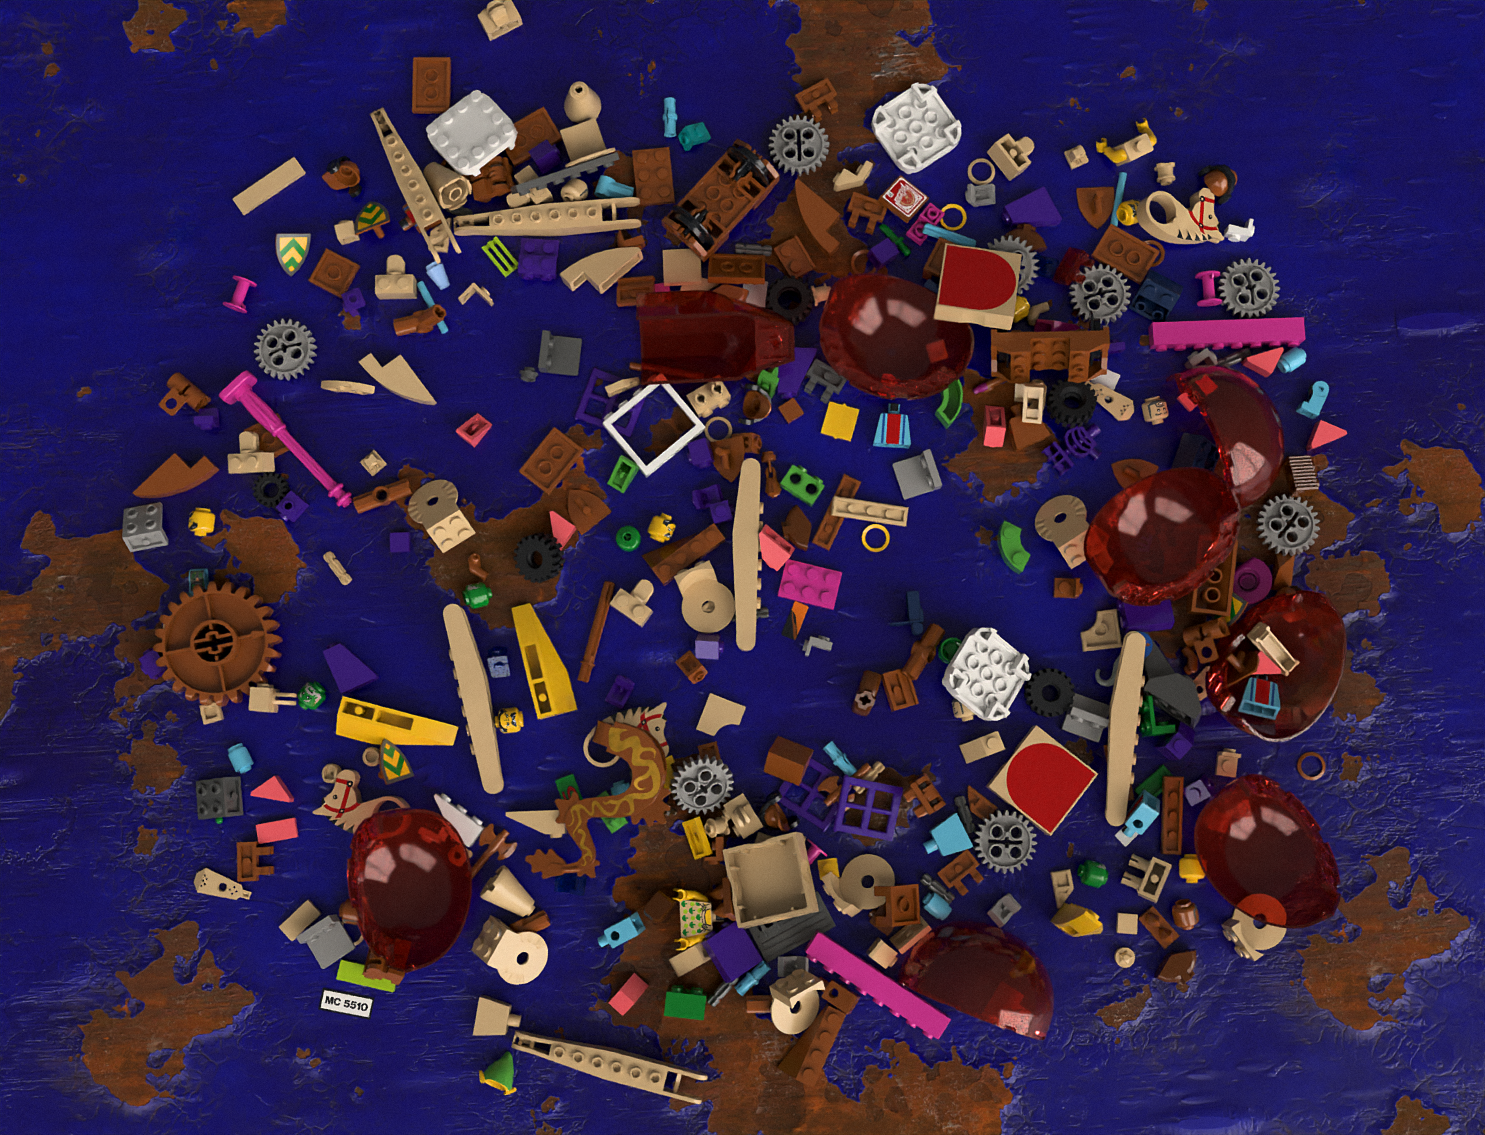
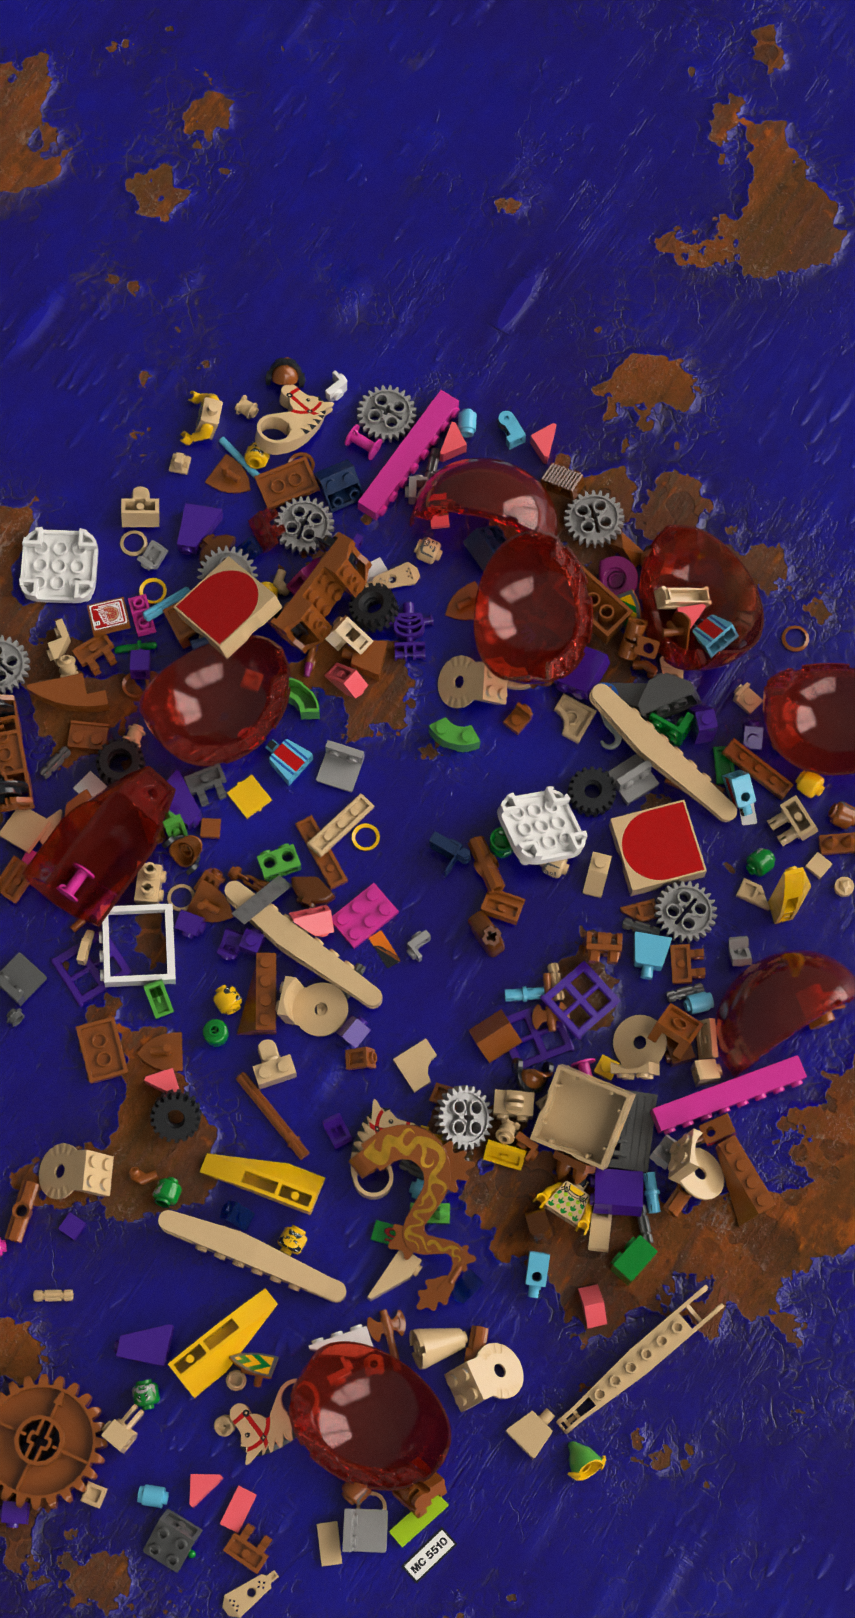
camera: 55 degrees left, 10 degrees down
(474, 429) = (26, 1095): coral slope -> none
(666, 339) = (75, 882): none -> dark pink piece
(736, 269) = (61, 785): dark orange plate -> none
(758, 495) = (261, 899): none -> flat silver sticker
(837, 198) = (67, 666): none -> tan brick

